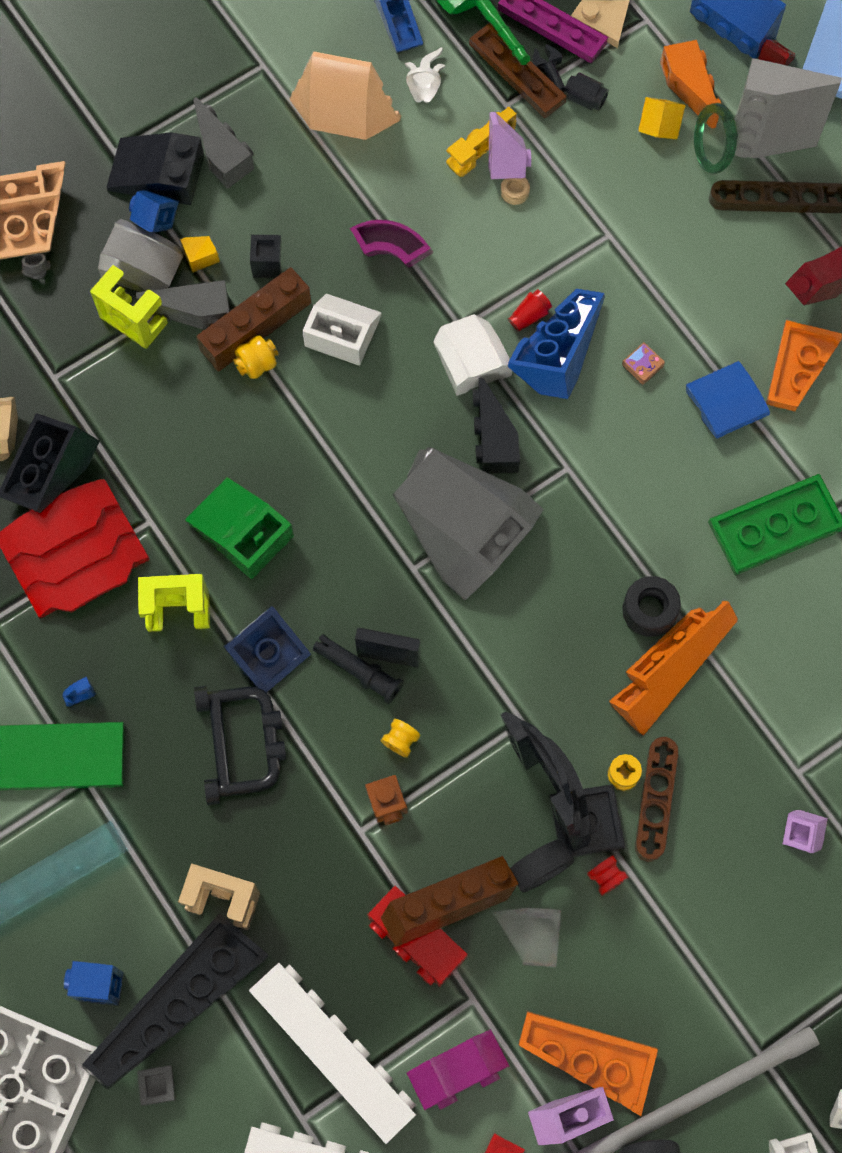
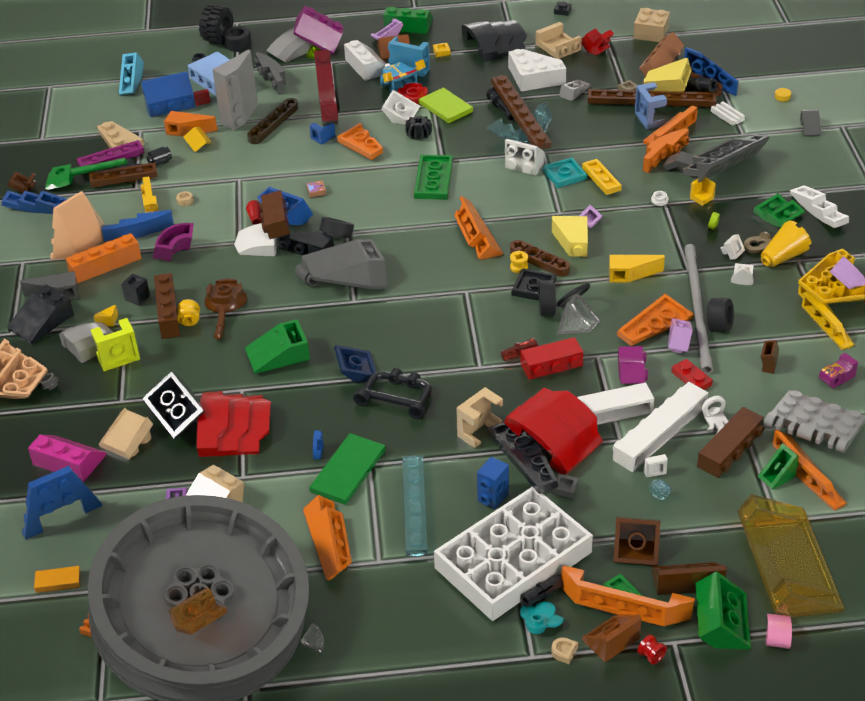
camera: 60 degrees left, 30 degrees down
(152, 211) = (67, 316): blue slope -> none
(173, 591) = (296, 379): neon yellow panel -> none
(193, 304) = (143, 321): dark grey slope -> none
(249, 1021) = (560, 425): none -> red slope
(310, 170) = (104, 257): none -> orange brick
(314, 387) = (224, 298): none -> reddish brown piece
(340, 328) = (202, 275): white slope -> none
(369, 675) = (400, 330): black pin -> none
(386, 800) = (471, 349): dark orange bracket -> none
(387, 647) = (392, 311): black tile -> none
(400, 738) = (442, 329): yellow wheel -> none
(411, 172) = (141, 226): none -> blue slope
(411, 871) = (515, 351): none -> clear red axle
(423, 80) = (100, 207): white piece -> none
(449, 901) = (543, 329): reddish brown brick -> none
(502, 354) = (274, 215): none -> reddish brown brick
(506, 150) = (164, 186): lavender slope -> none
(531, 460) = (336, 227): none -> black tyre
(566, 914) = (584, 287): none -> black tyre
(570, 802) = (504, 263): black slope -> none
(607, 875) = (566, 283): red wheel -> none
(660, 589) = (442, 224): black tyre -> none
(699, 958) = (634, 267): none -> yellow slope
(727, 399) = (359, 166): blue slope -> none
(731, 138) = (231, 106): clear green piece -> none
(738, 827) = (571, 234): none -> light yellow slope
(781, 294) = (322, 134): none -> blue panel

